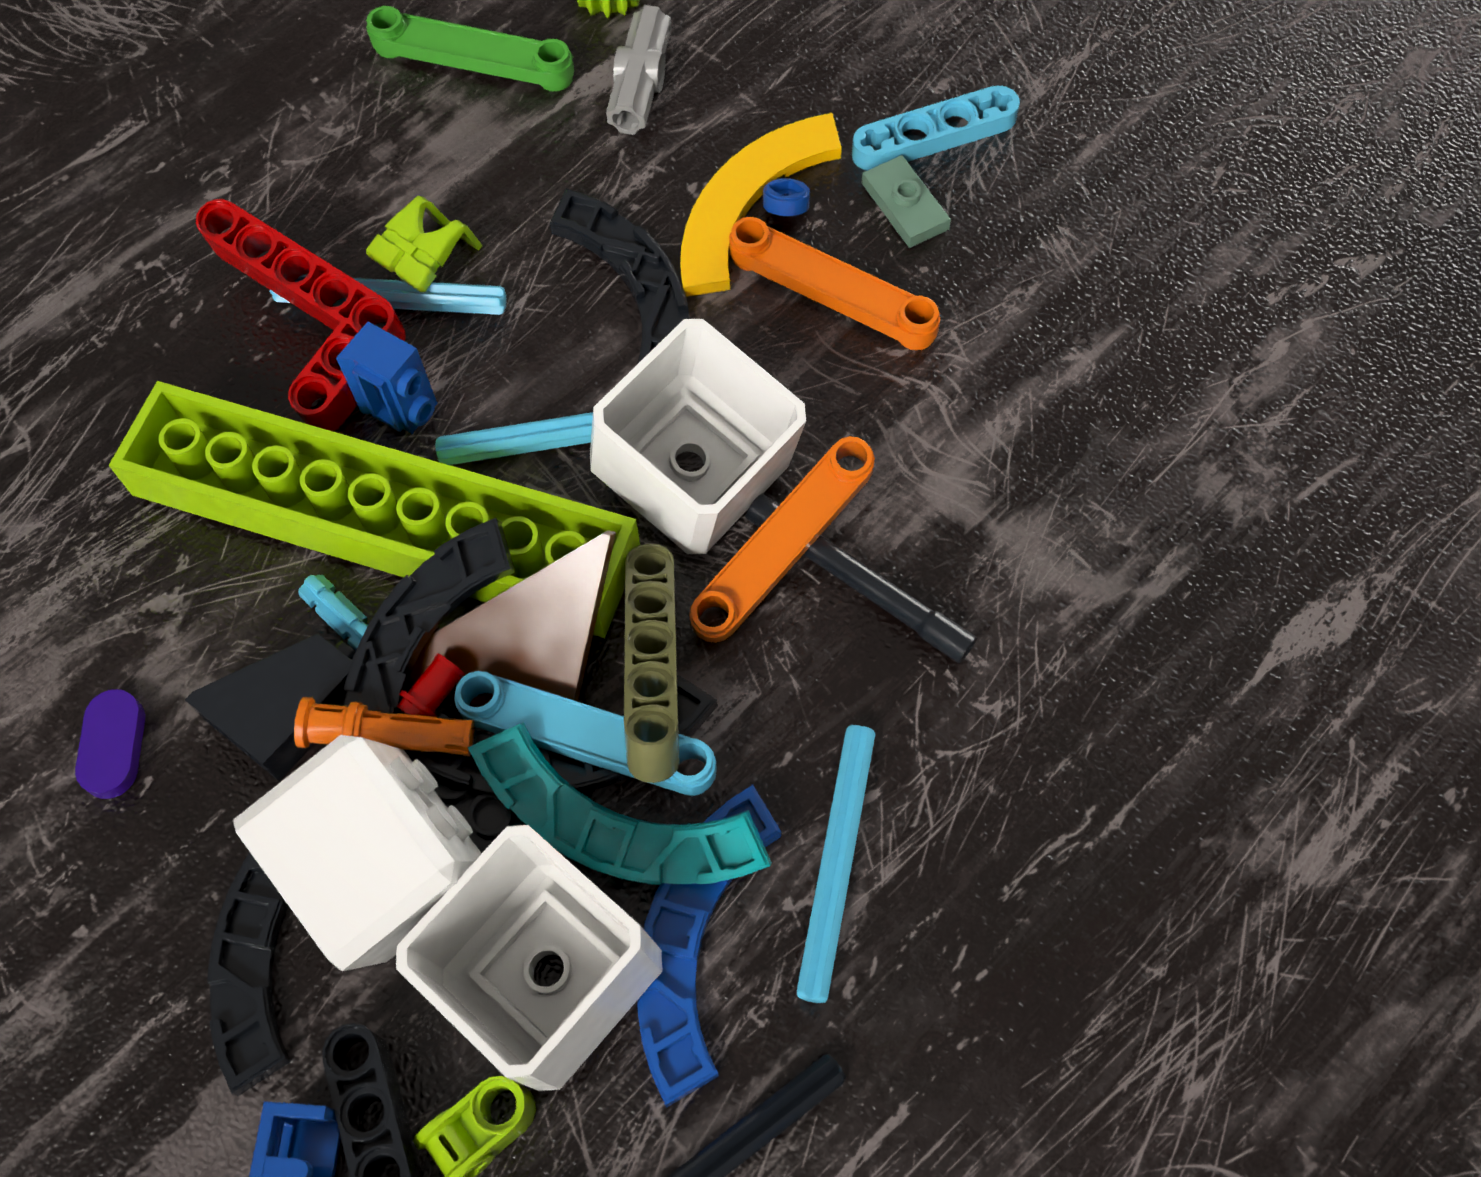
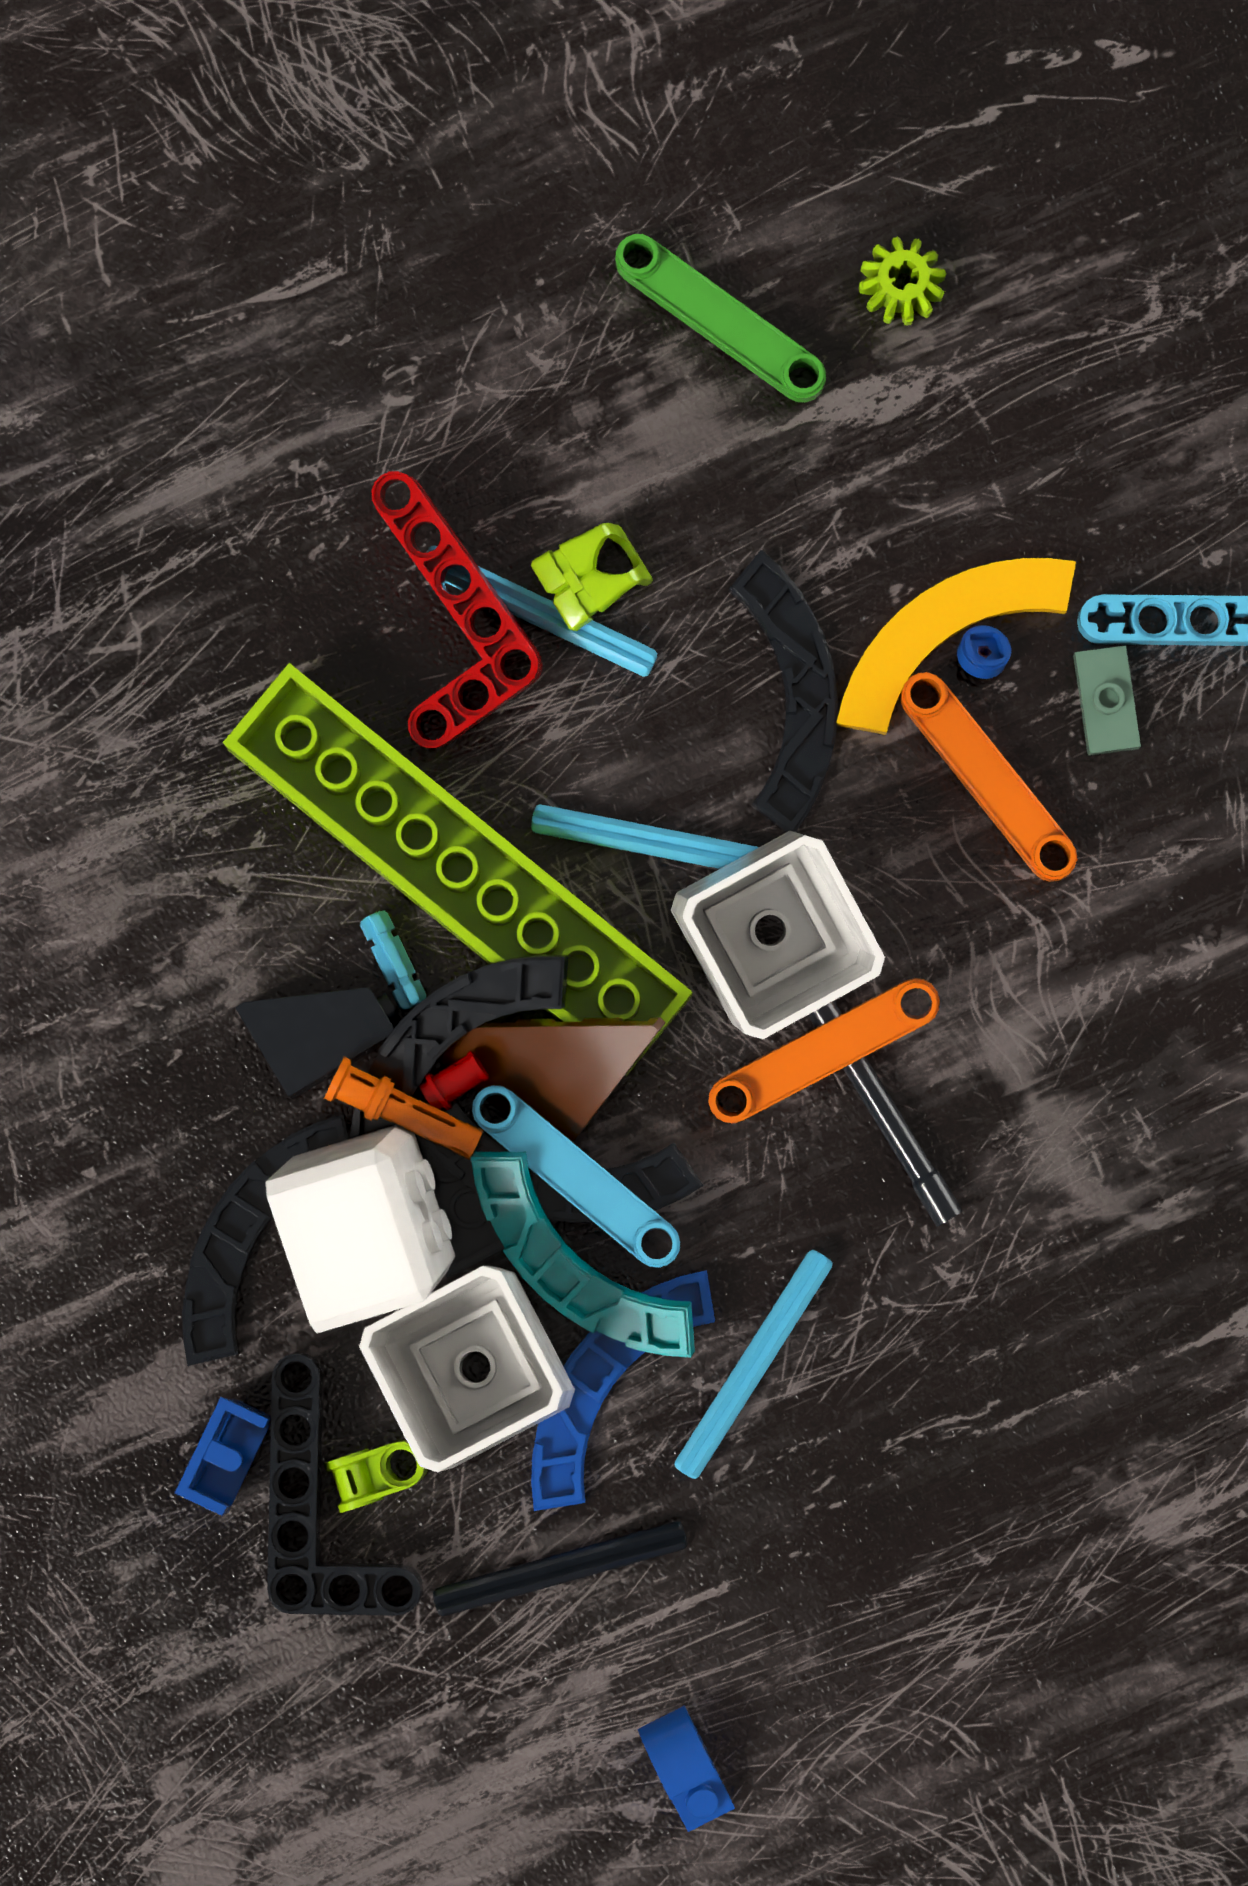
camera: 20 degrees right, 20 degrees up
(110, 744) = (153, 1008): dark purple tile -> none
(402, 390) = (510, 739): blue window -> none
(639, 70) = (892, 422): light grey piece -> none
(650, 664) = (652, 1155): olive beam -> none

